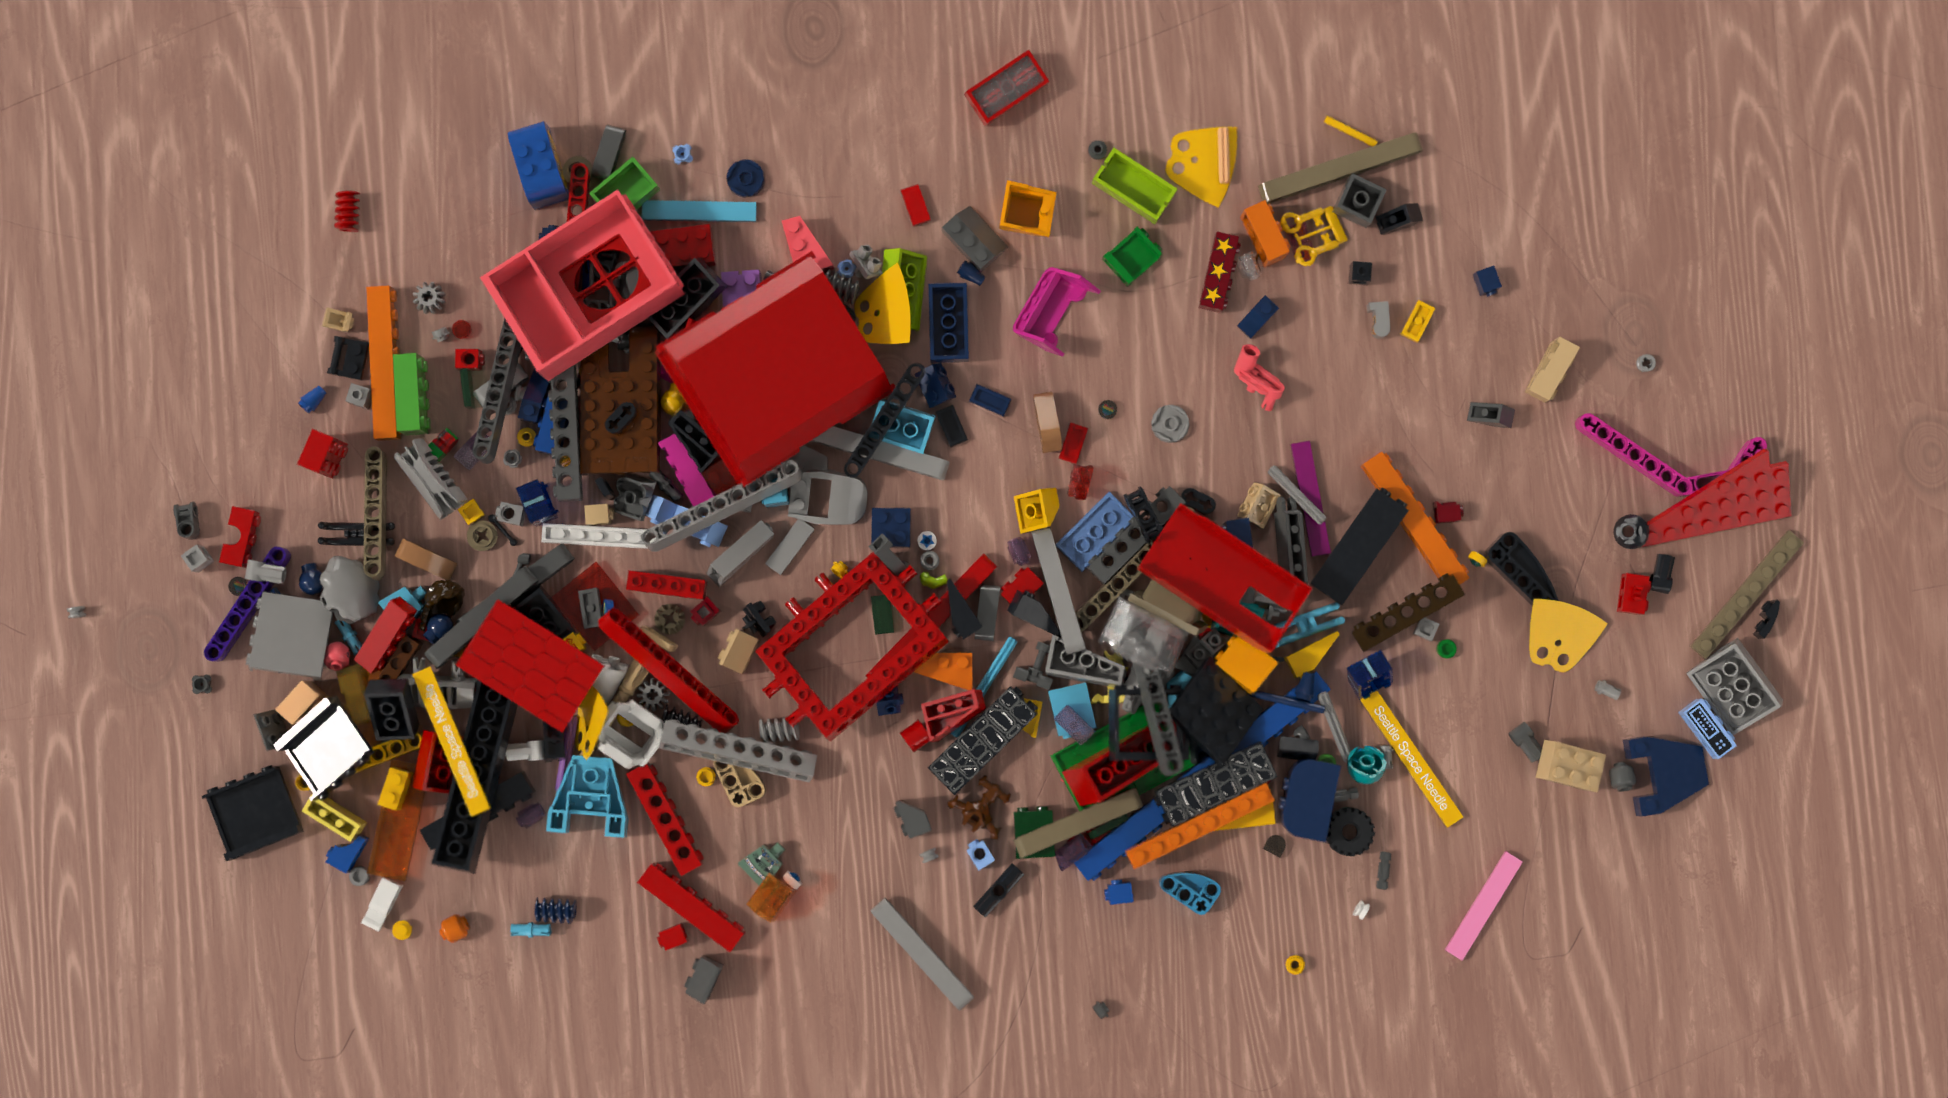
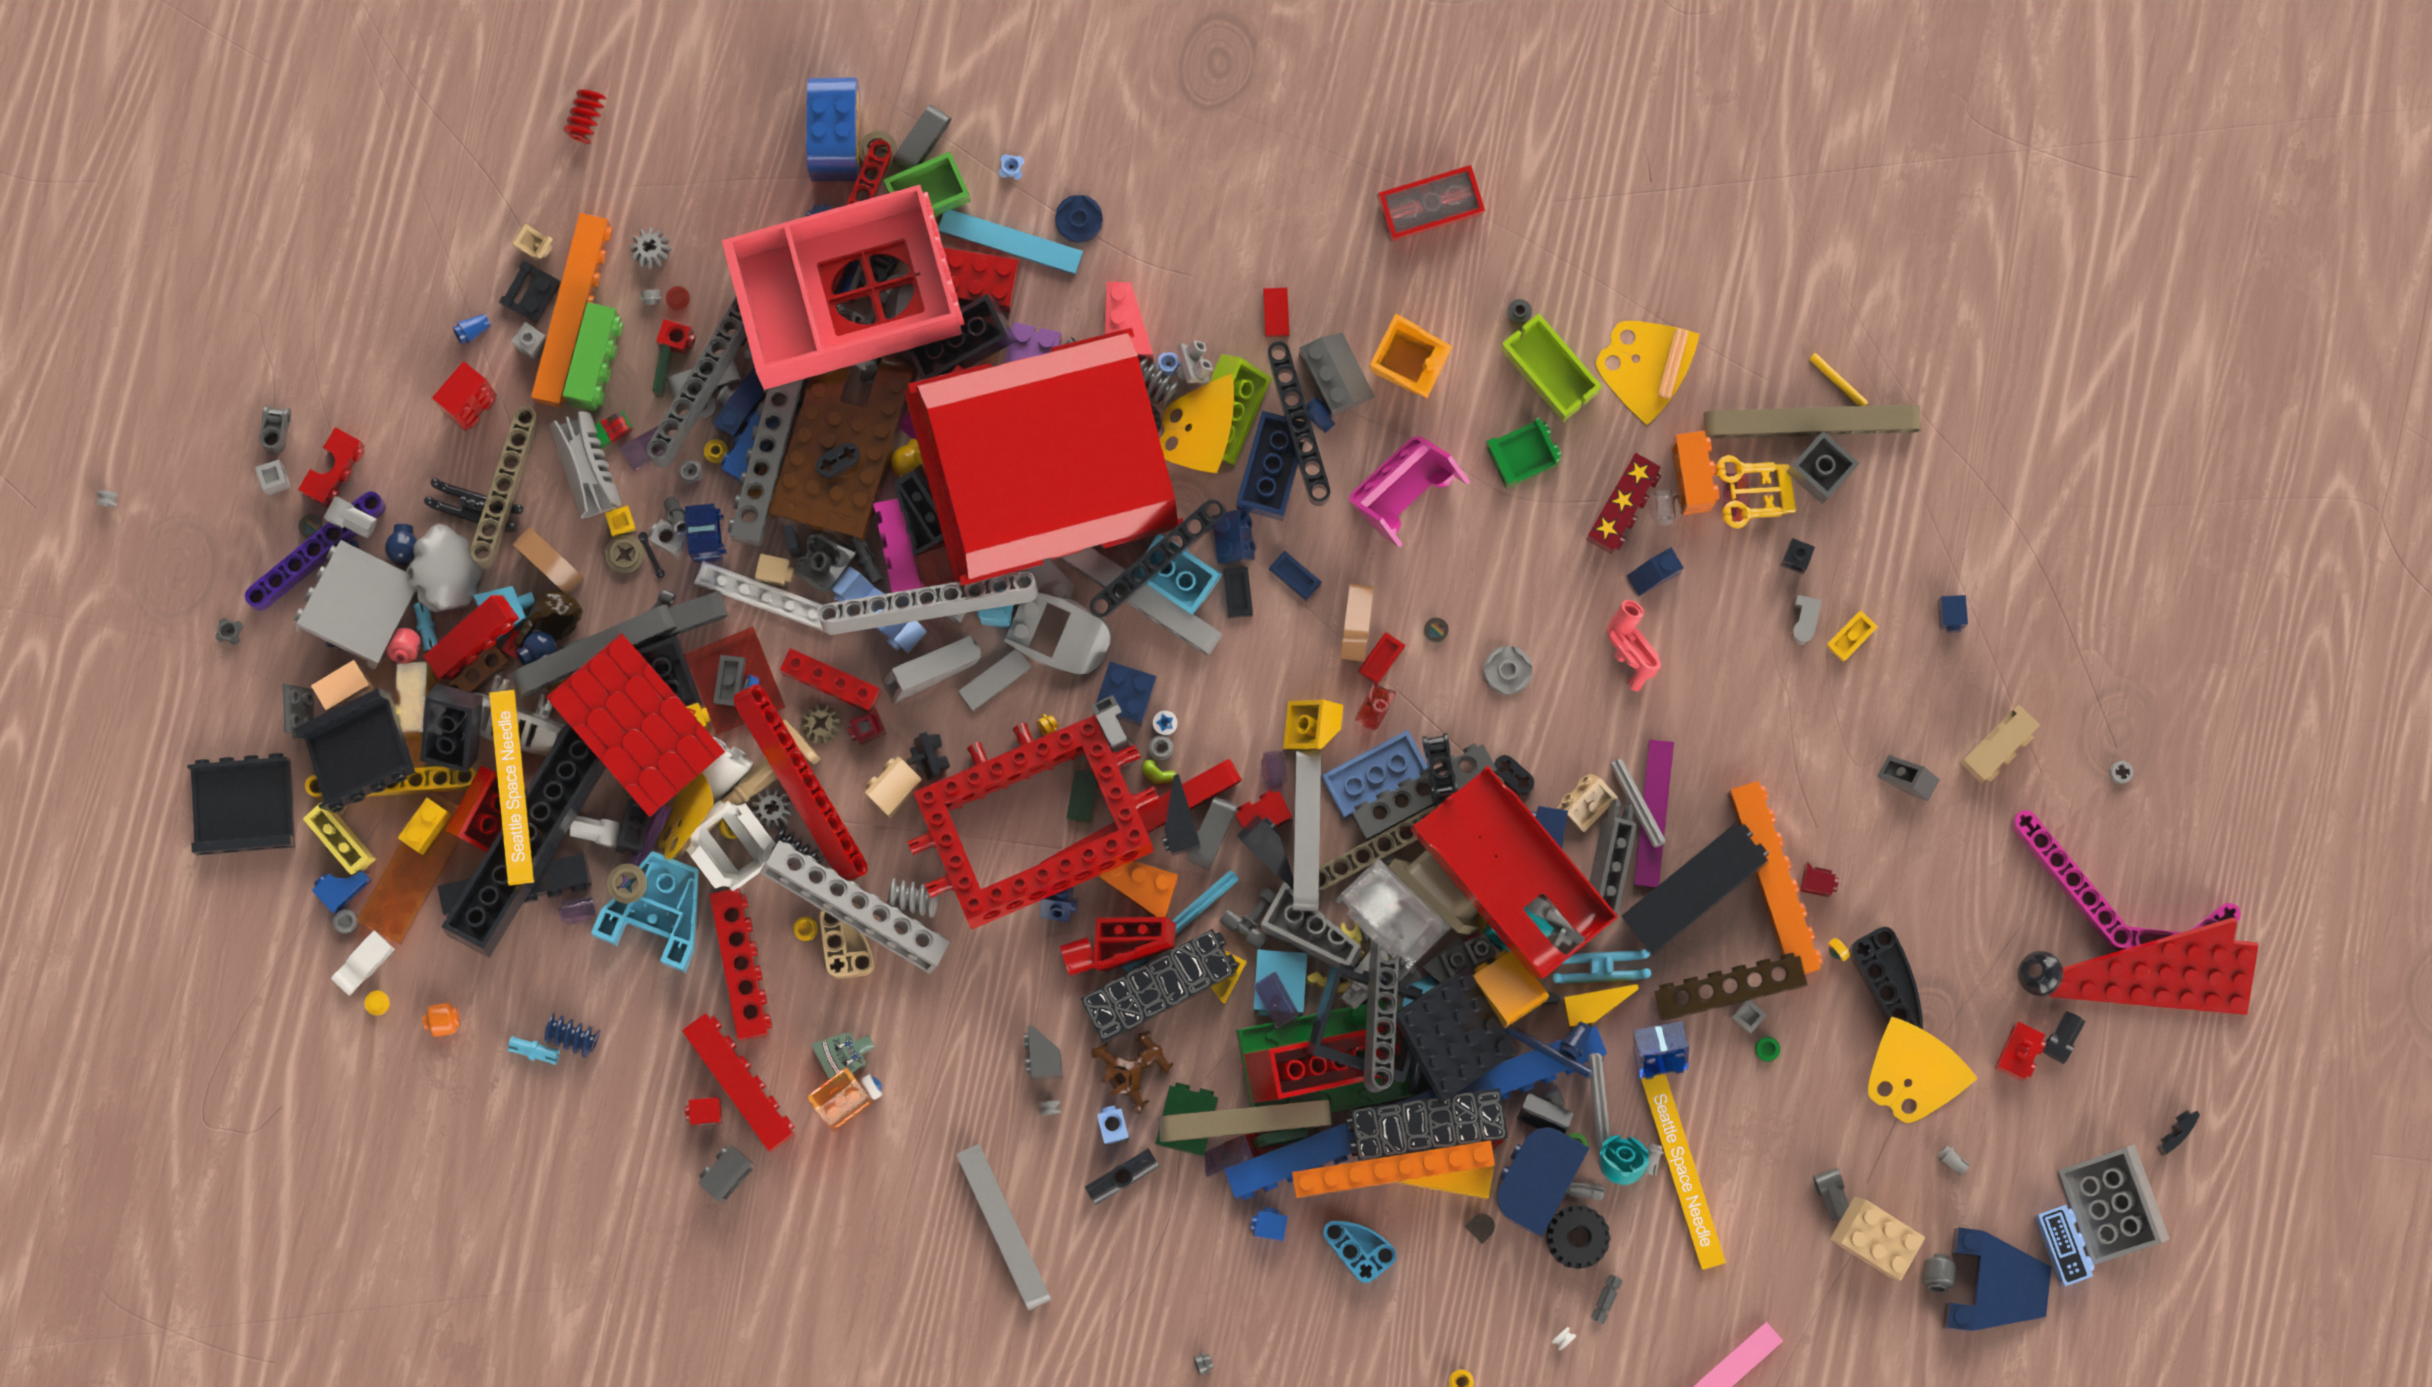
camera: 20 degrees right, 5 degrees down
(511, 495) = (676, 515): none -> dark grey pin
(562, 776) = (615, 881): none -> dark tan gear
(957, 276) = (1295, 412): none -> black beam
(1399, 218) = (1866, 503): black slope -> none
(1746, 594) = (2163, 1095): dark tan plate -> none

